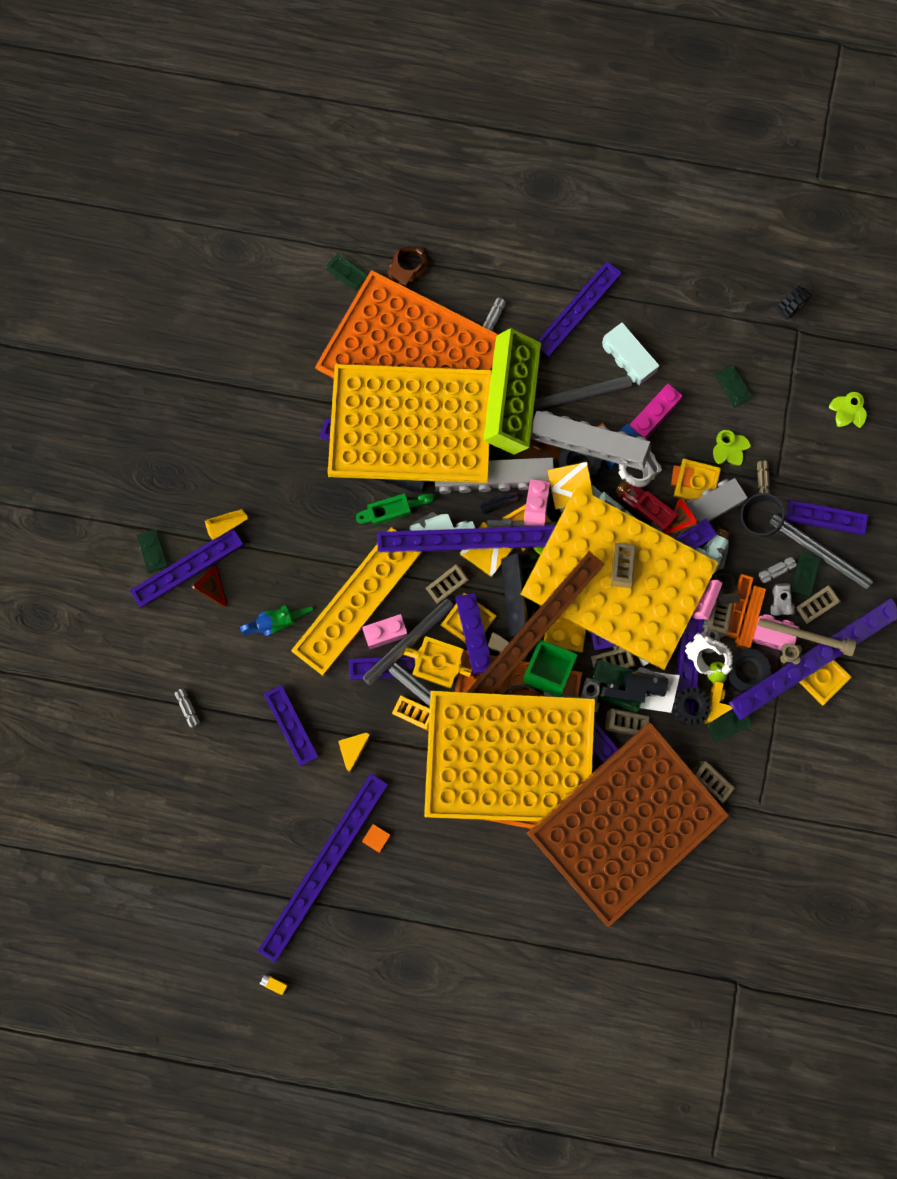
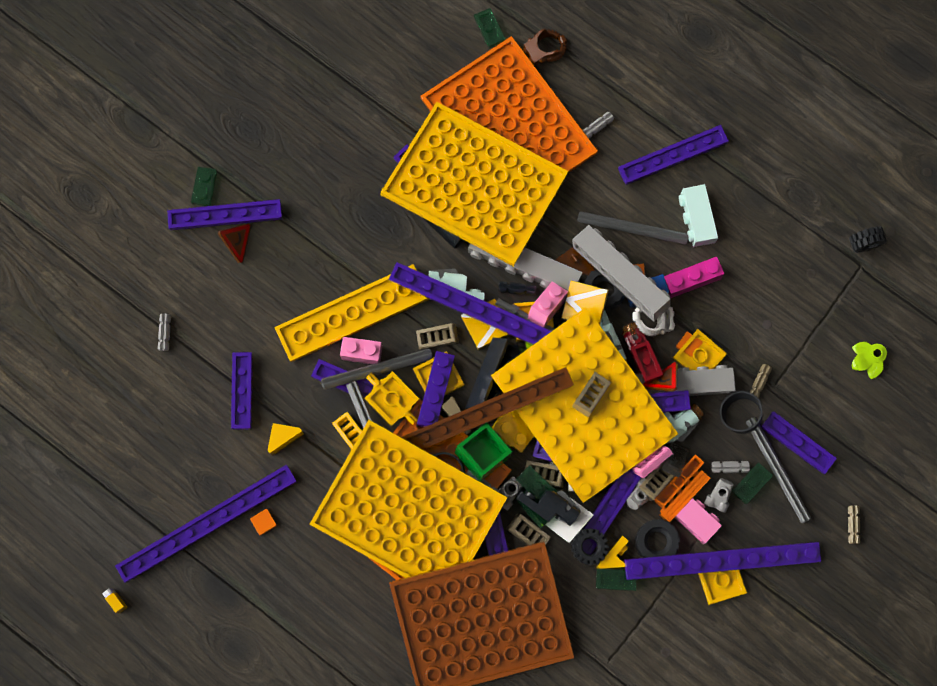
camera: 30 degrees right, 0 degrees up
(221, 524) = (271, 192): yellow slope -> none
(274, 620) = (273, 295): animal -> none
(395, 508) = (425, 249): green piece -> none
(512, 391) = (576, 198): lime brick -> none
(699, 769) = (582, 637): dark tan slope -> none
(702, 641) = (618, 500): white piece -> none
(717, 676) = (629, 529): lime piece -> none
(732, 450) = (744, 342): lime plate -> none
(733, 386) = (776, 287): clear green plate -> none
(791, 648) = (700, 539): dark tan plate -> none
(835, 600) = (767, 512): dark tan slope -> none
(845, 646) = (752, 562): dark tan piece -> none

